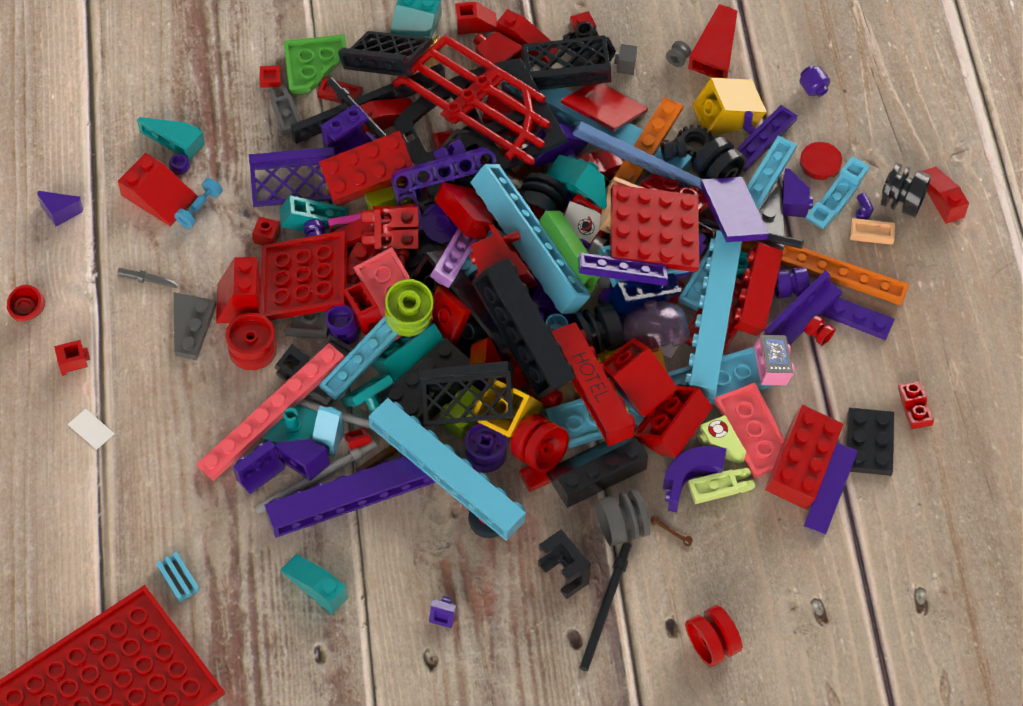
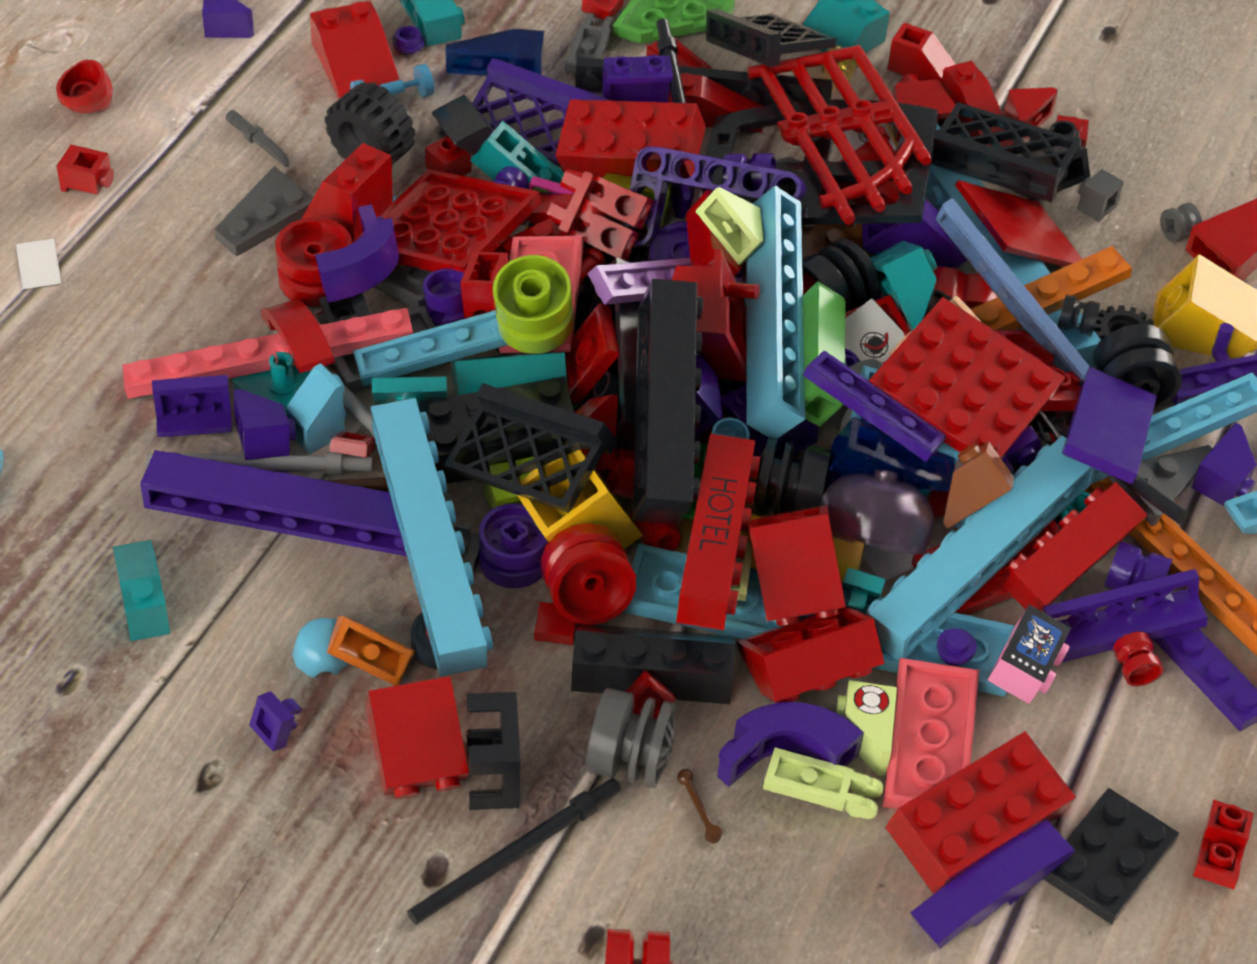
camera: 30 degrees right, 10 degrees down
(216, 240) = (372, 118): none -> black tyre
(247, 139) = (513, 46): none -> clear blue slope
(262, 206) = (463, 124): none -> black slope
(281, 389) = (300, 333): none -> red slope
(289, 333) = (362, 263): none -> dark purple arch
(433, 559) = (311, 648): none -> medium azure hair
(460, 548) = (369, 650): none -> orange slope
(476, 198) = (733, 223): none -> yellowish green slope
(520, 579) = (417, 737): none -> red slope
(551, 22) = (1030, 105): none -> red slope
(612, 488) = (649, 687): none -> red tile
(674, 371) = (862, 586): none -> teal tile
(695, 283) = (976, 481): none -> dark orange slope
(736, 375) = (956, 646): none -> dark purple plate

